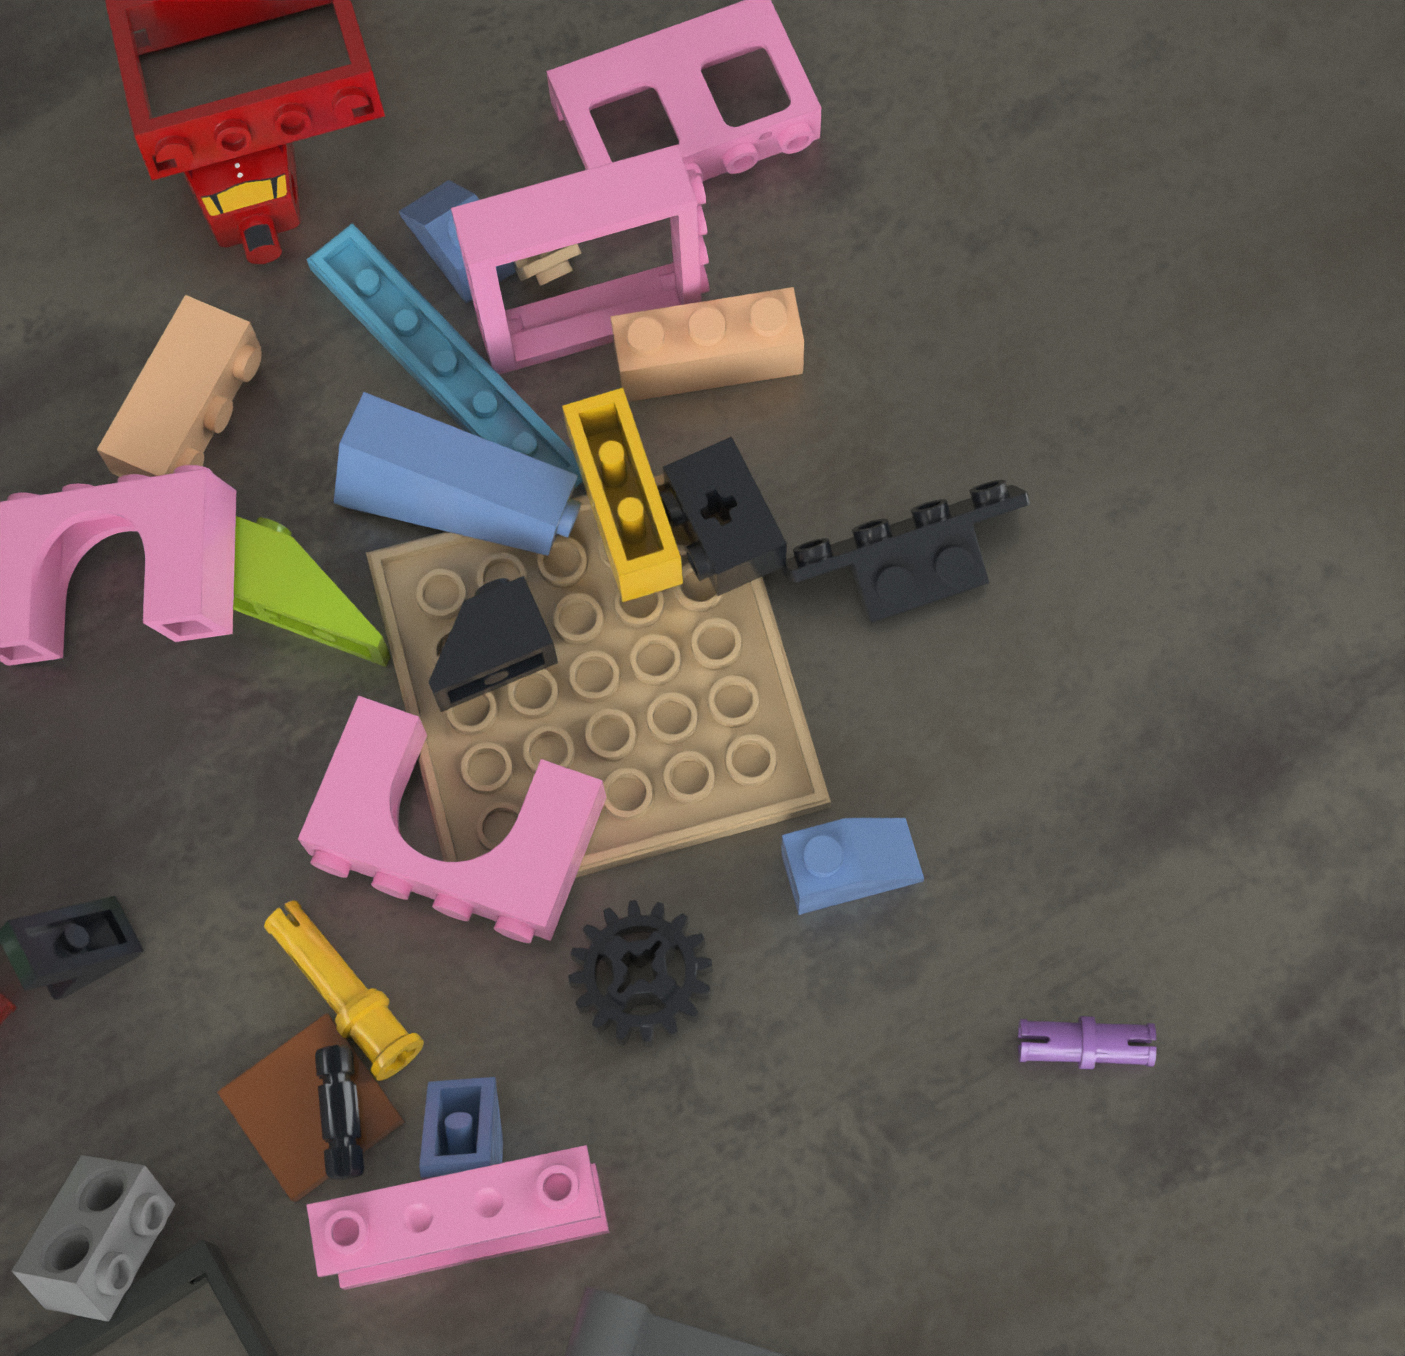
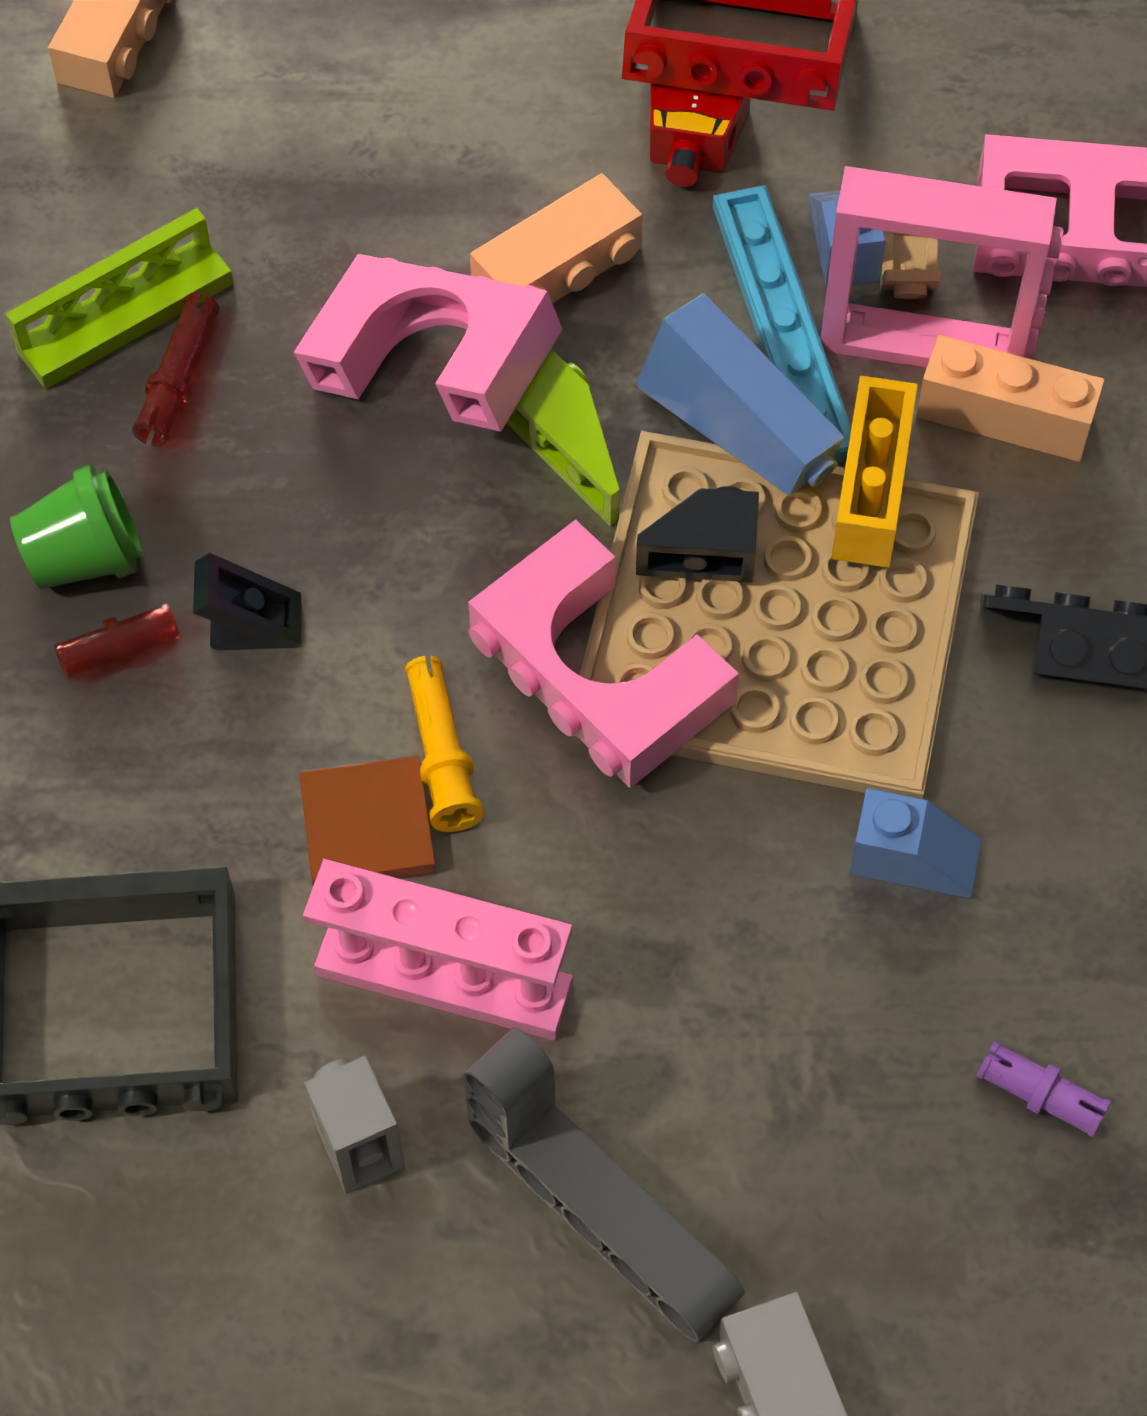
camera: 25 degrees right, 10 degrees down
(94, 1237) = (143, 822): light grey brick -> none
(339, 1112) = (389, 824): black axle -> none
(460, 1127) = (481, 874): medium blue slope -> none
(662, 991) = (686, 856): black gear -> none
(722, 484) = (949, 528): black brick -> none

